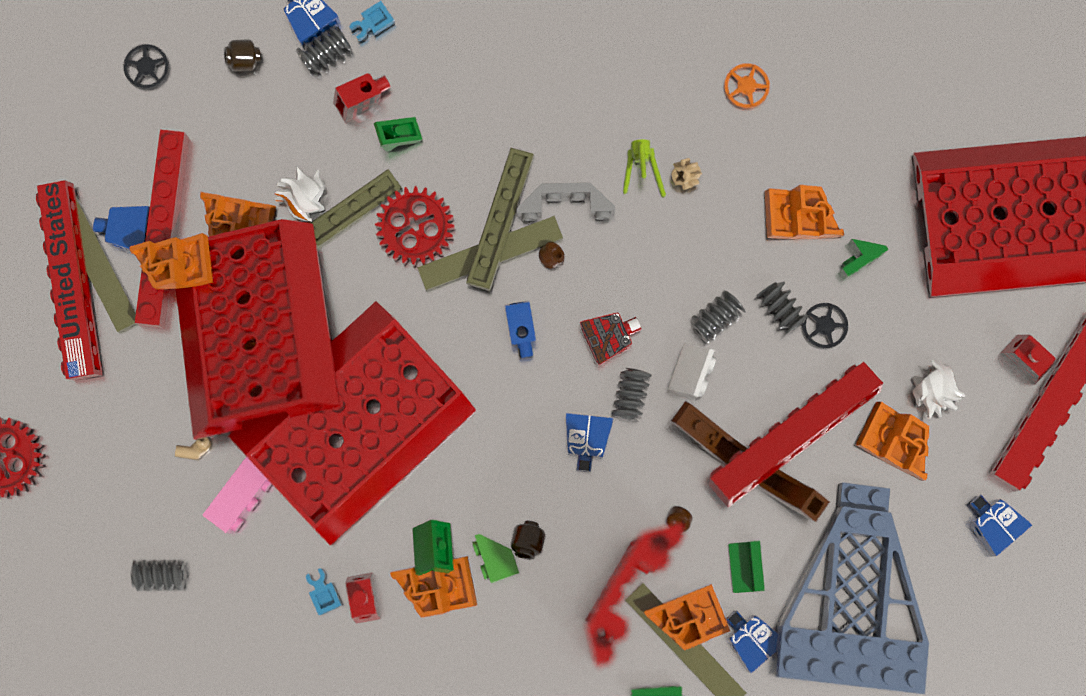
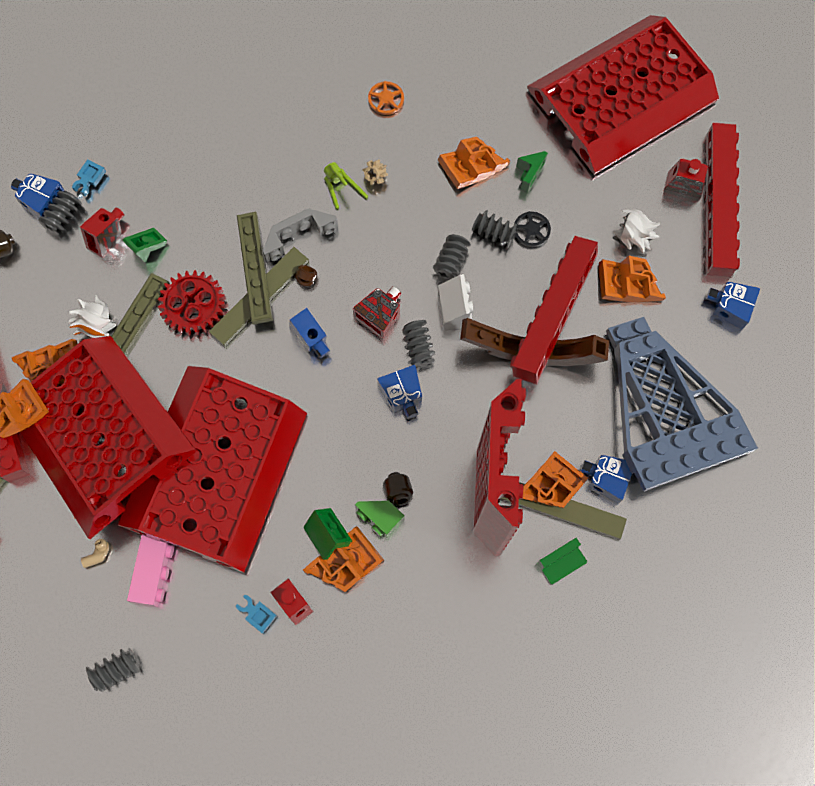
camera: 30 degrees left, 10 degrees down
(746, 567) = (573, 425): green panel -> none

